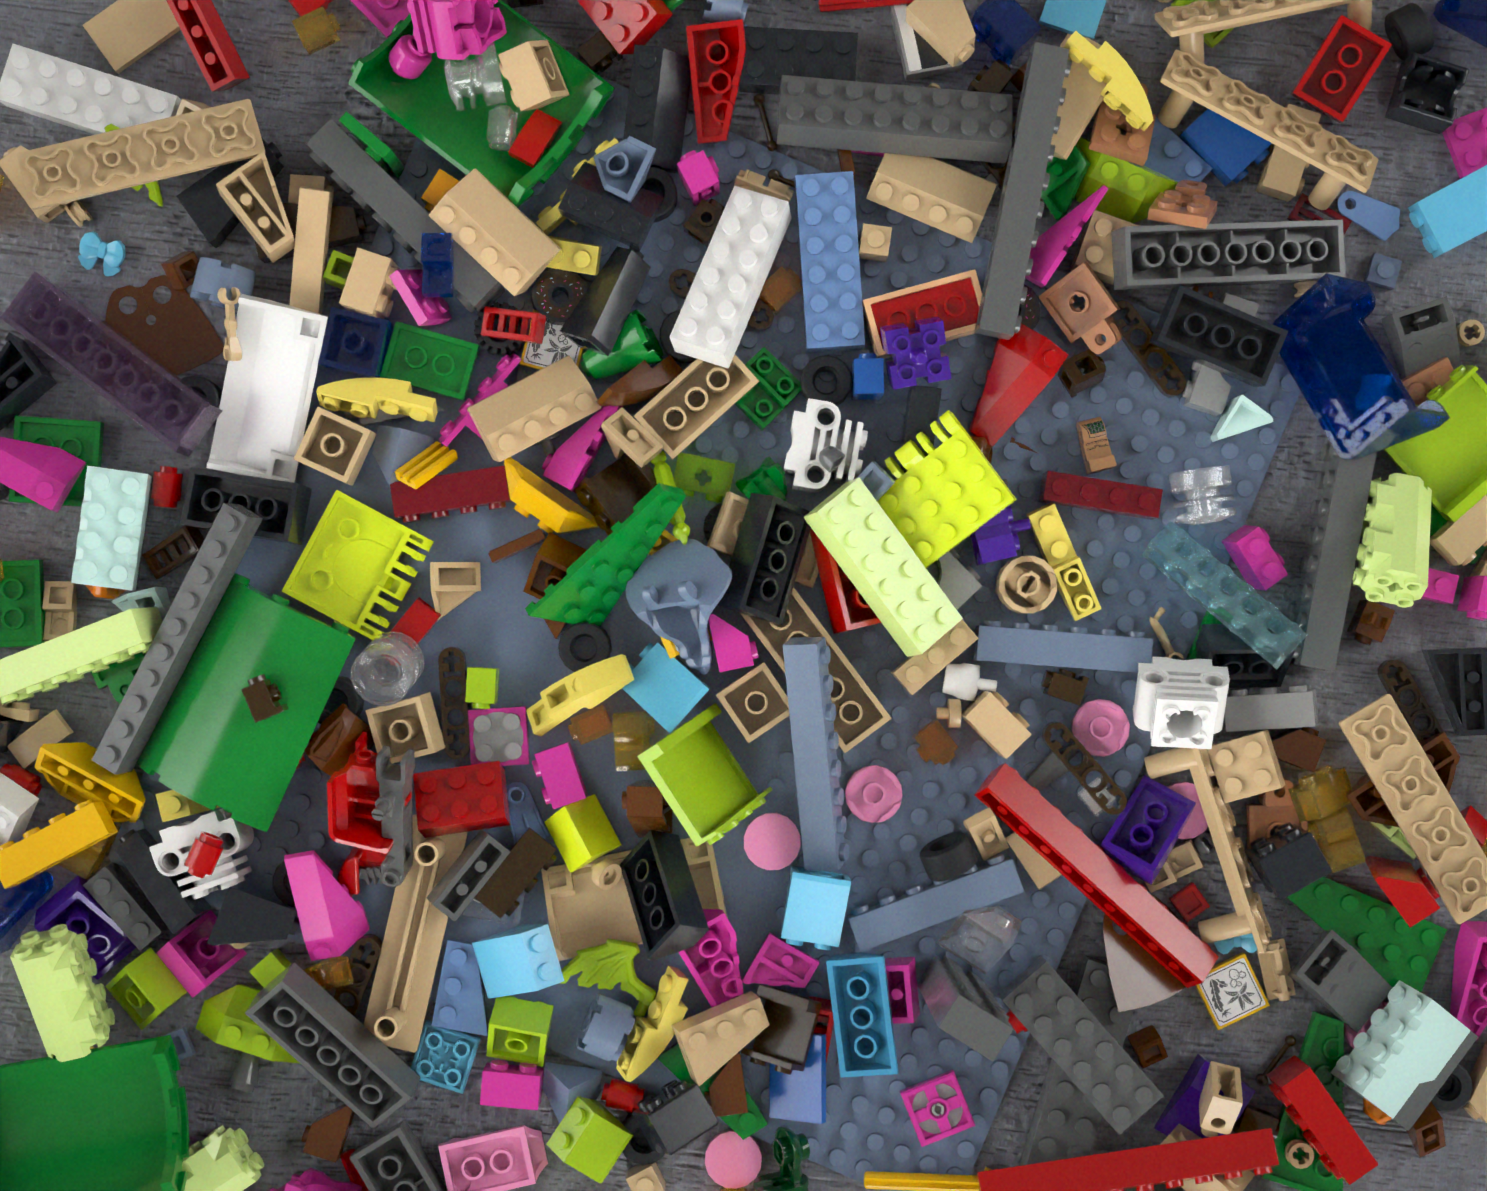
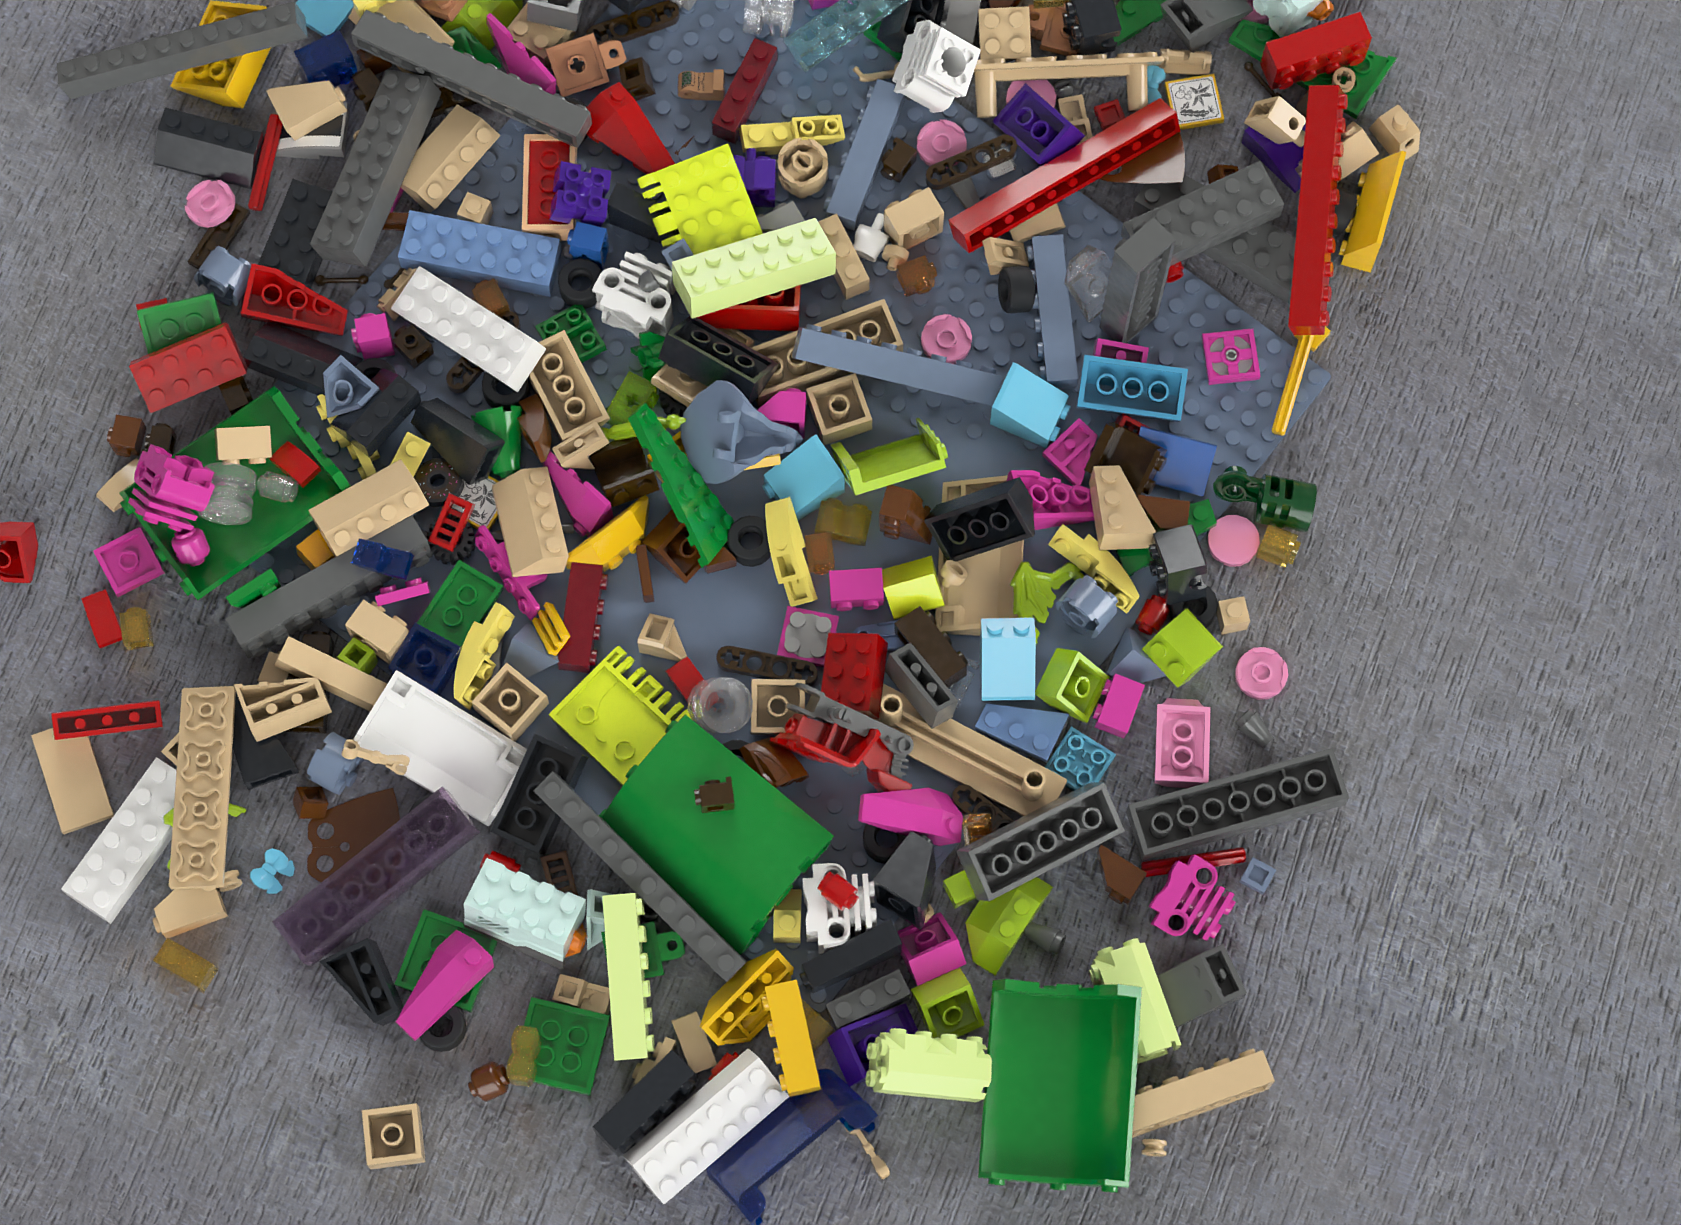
camera: 75 degrees left, 15 degrees down
(482, 686) = (759, 635): lime brick -> none
(772, 841) = (964, 432): bright pink tile -> none

